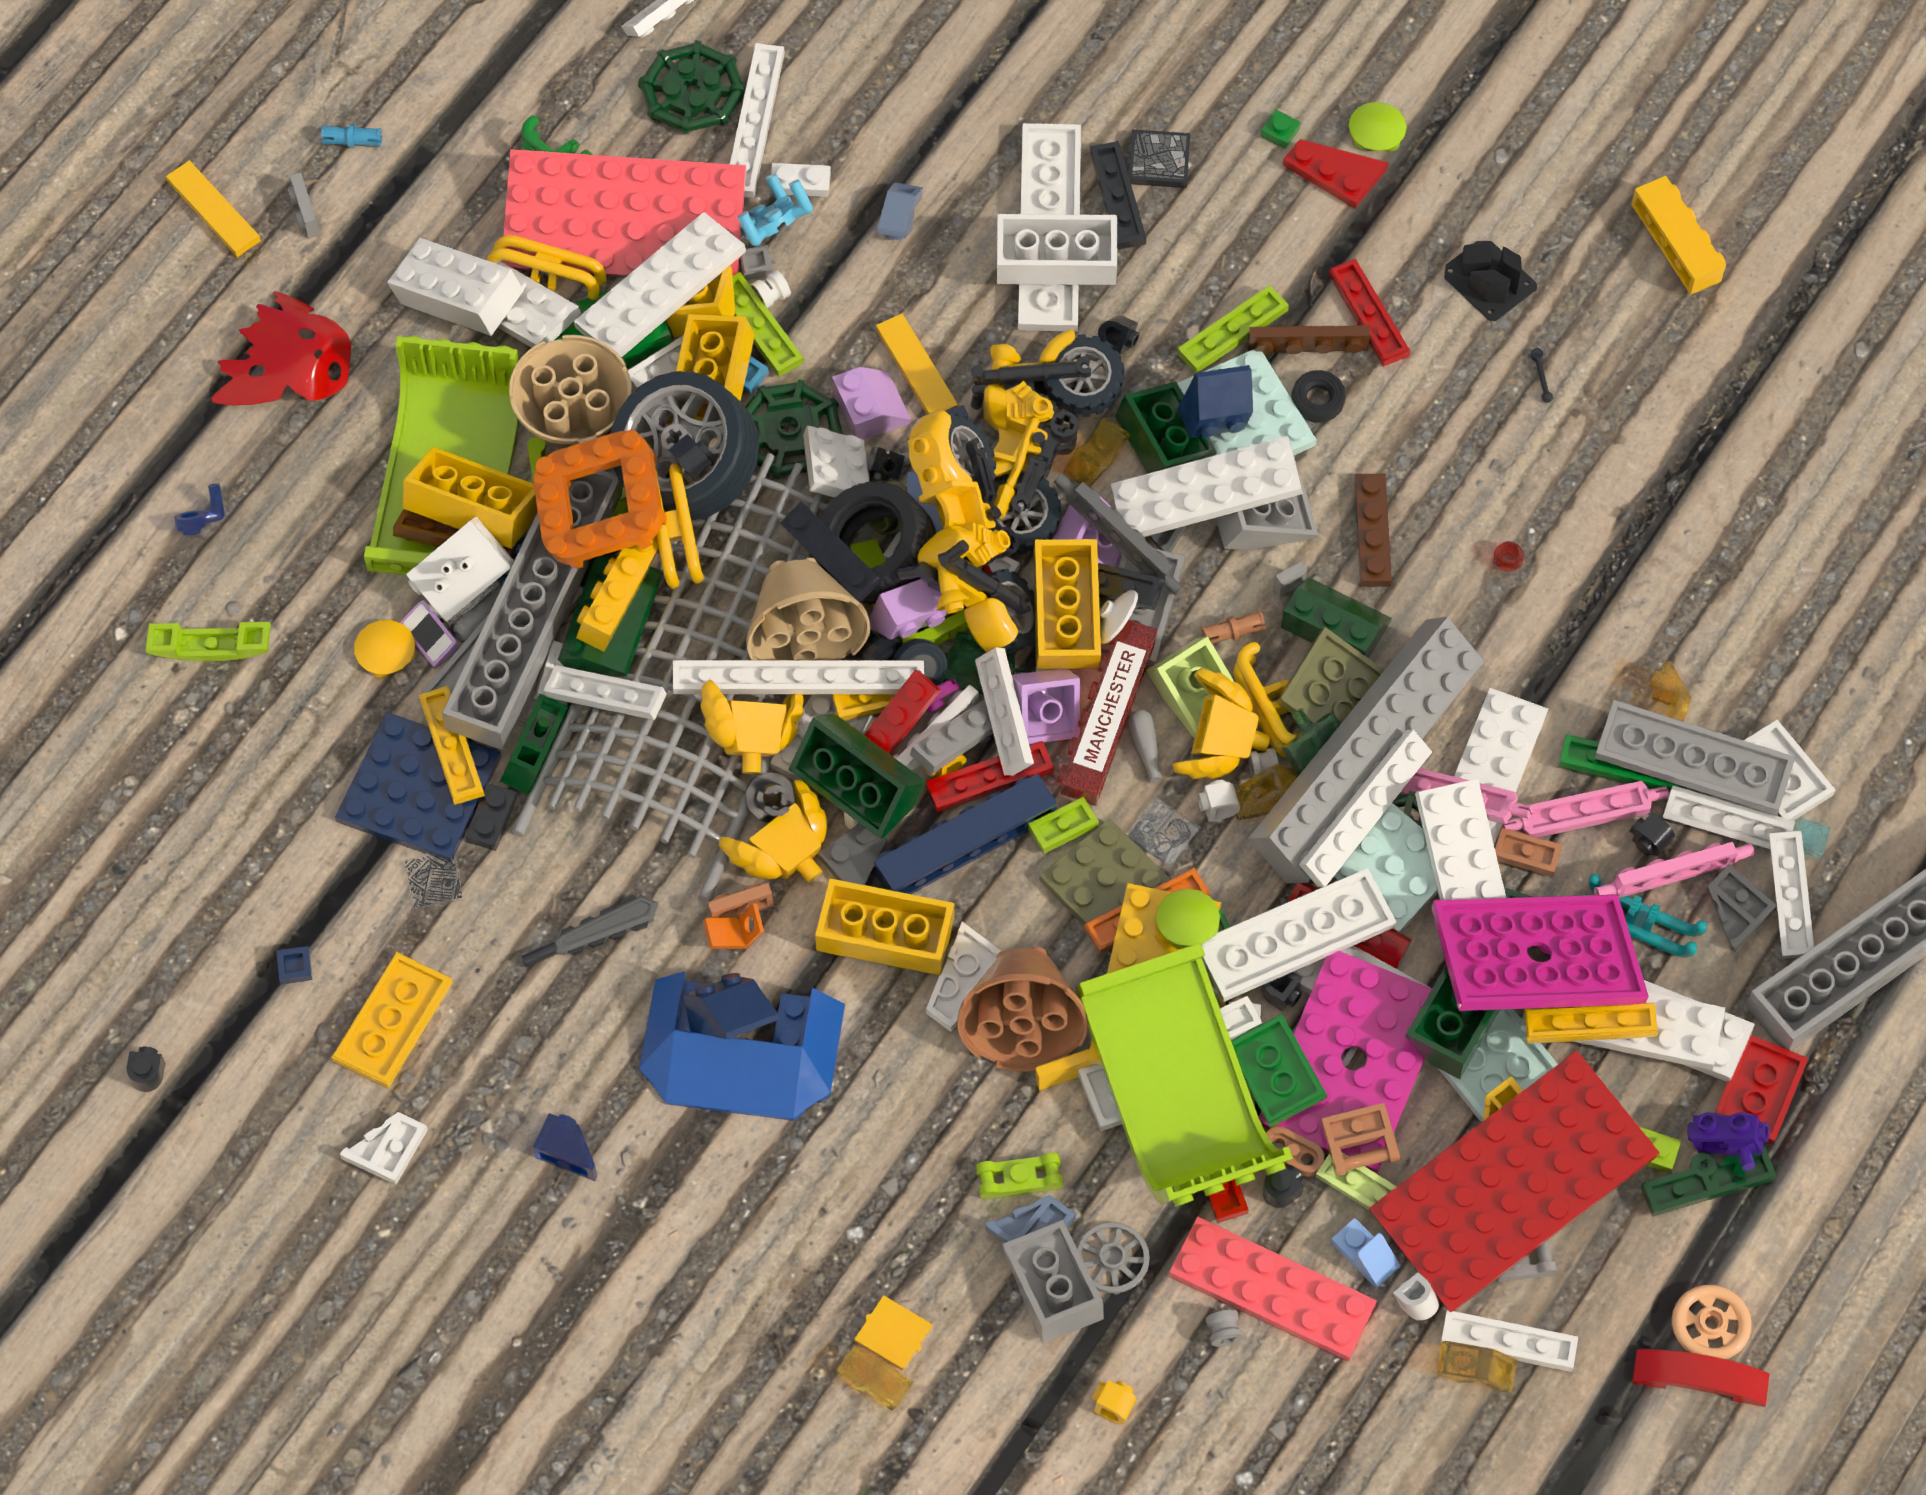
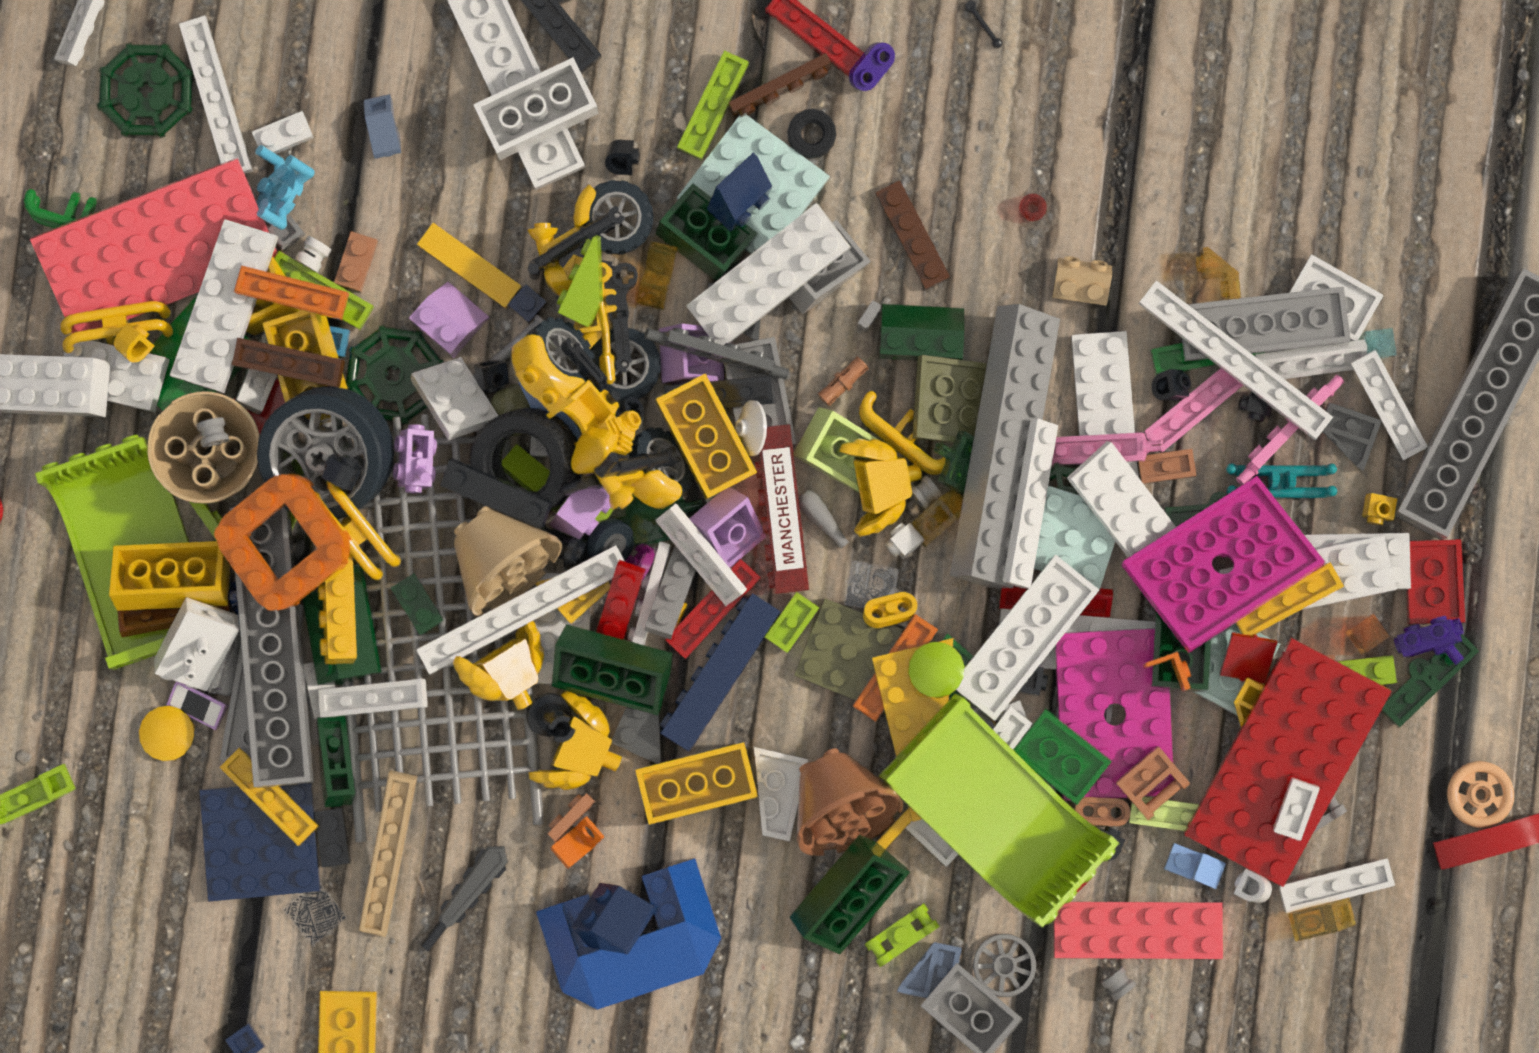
camera: 25 degrees left, 20 degrees up
(538, 847) = (388, 853): none -> tan tile
(555, 278) = (133, 343): none -> yellow plate
(586, 373) = (212, 432): none -> light grey wheel
(693, 352) = (288, 362): none -> reddish brown plate
(697, 625) = (417, 604): none -> dark green plate
(731, 295) = (291, 292): none -> orange tile
(763, 501) = (415, 467): none -> lavender brick
(809, 316) = (356, 262): none -> nougat plate
(985, 1103) = (849, 895): none -> dark green slope
(1018, 411) = (586, 290): none -> lime slope
(1169, 853) = (888, 610): none -> yellow plate
(1411, 362) = (871, 63): none -> dark purple plate
(1438, 1010) = (1181, 668): none -> orange bracket
(1500, 1225) = (1296, 808): none -> white plate
(1522, 1057) = (1248, 657): none -> red piece
(1525, 643) = (1082, 280): none -> tan bracket
(1569, 775) = (1171, 385): none -> black plate
(1648, 772) = (1235, 360): none -> white plate
(1663, 1104) = (1367, 633): none -> clear orange brick
(1733, 989) = (1379, 508): none -> yellow plate

